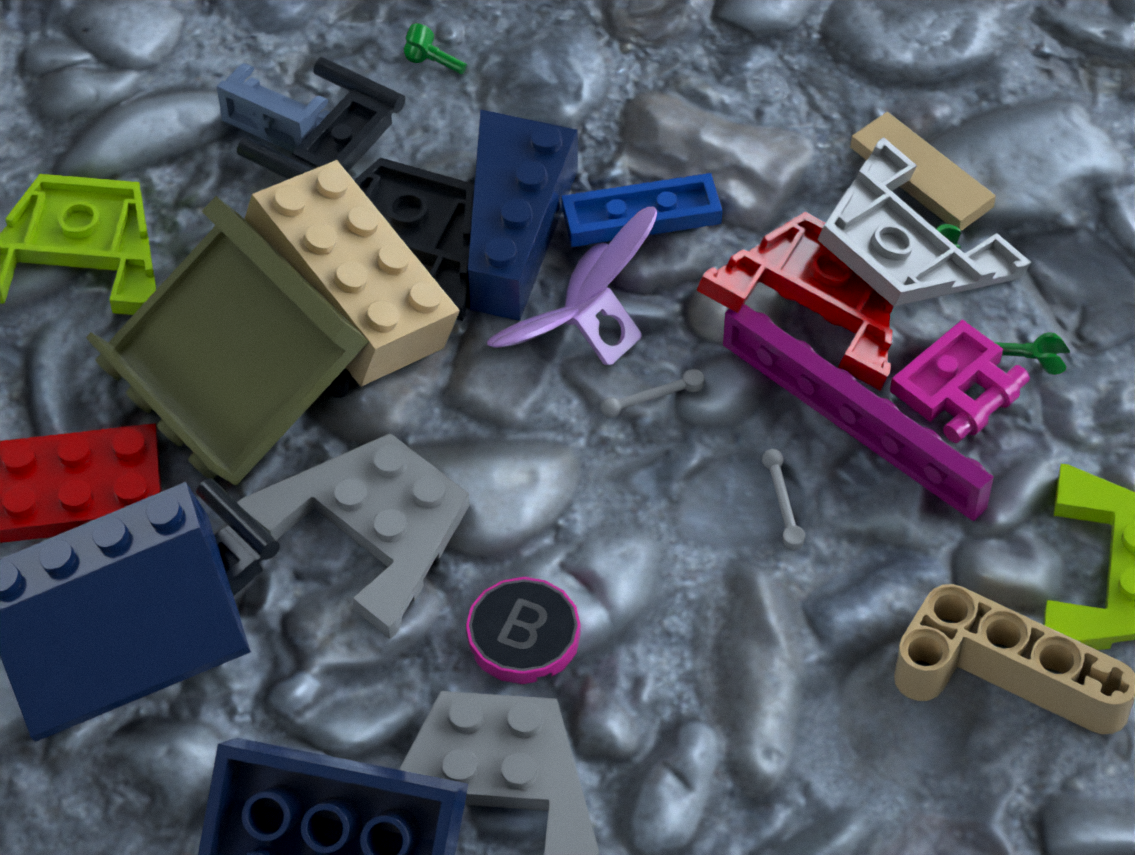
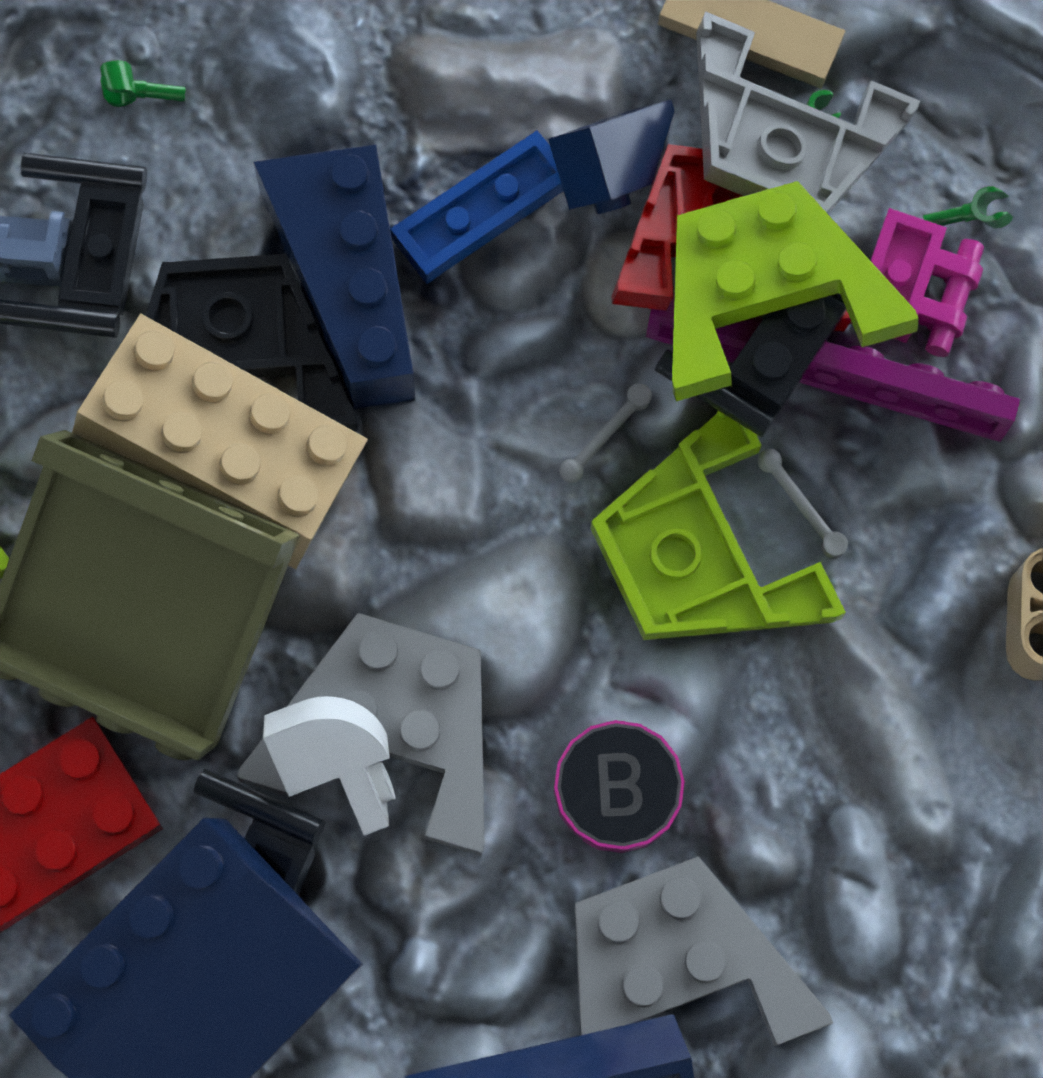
camera: 30 degrees left, 20 degrees up
(320, 493) = (331, 741): none -> white brick
(589, 295) = (475, 321): lavender piece -> none
(661, 493) = (682, 559): none -> lime wing
(755, 201) = (612, 156): none -> dark blue slope
(813, 365) = (771, 362): none -> black plate
(824, 295) = (763, 258): none -> lime wing

